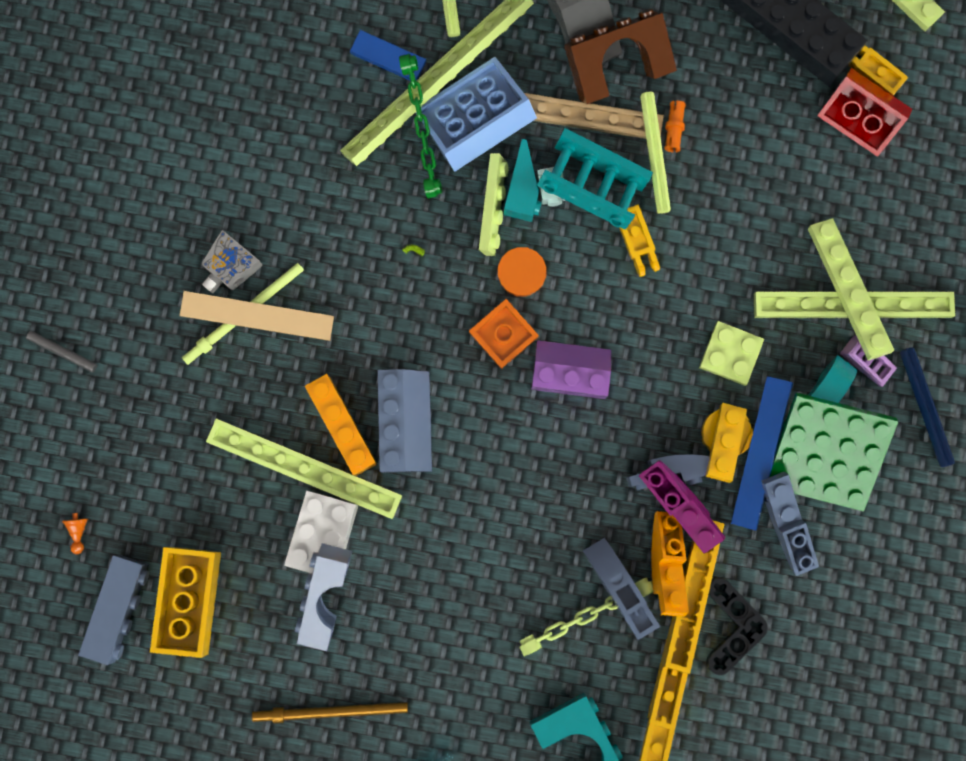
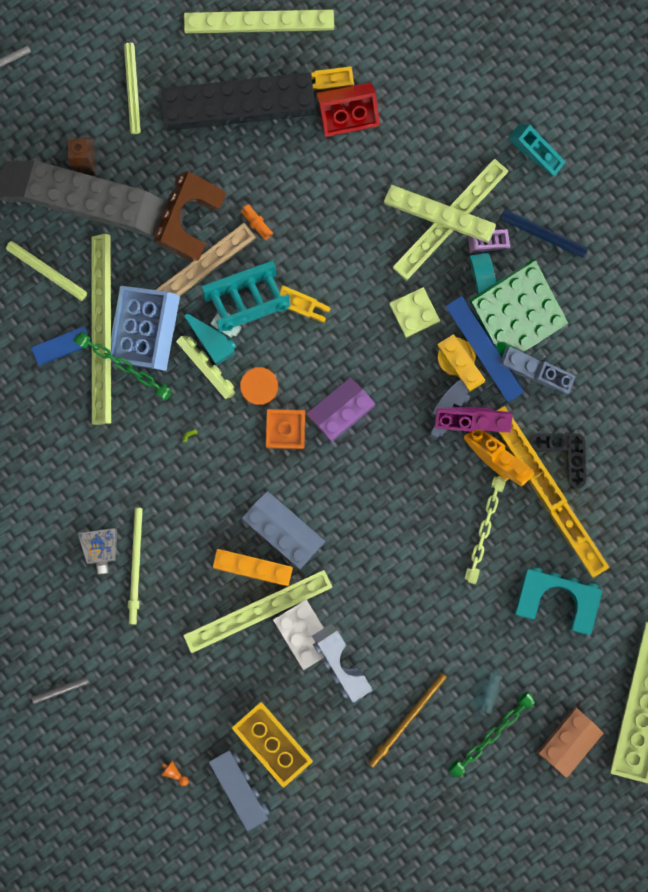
camera: 50 degrees left, 0 degrees up
(256, 316) = (145, 559): tan tile -> none
(621, 588) = (487, 495): sand blue slope -> none
(655, 152) = (261, 247): yellowish green axle -> none

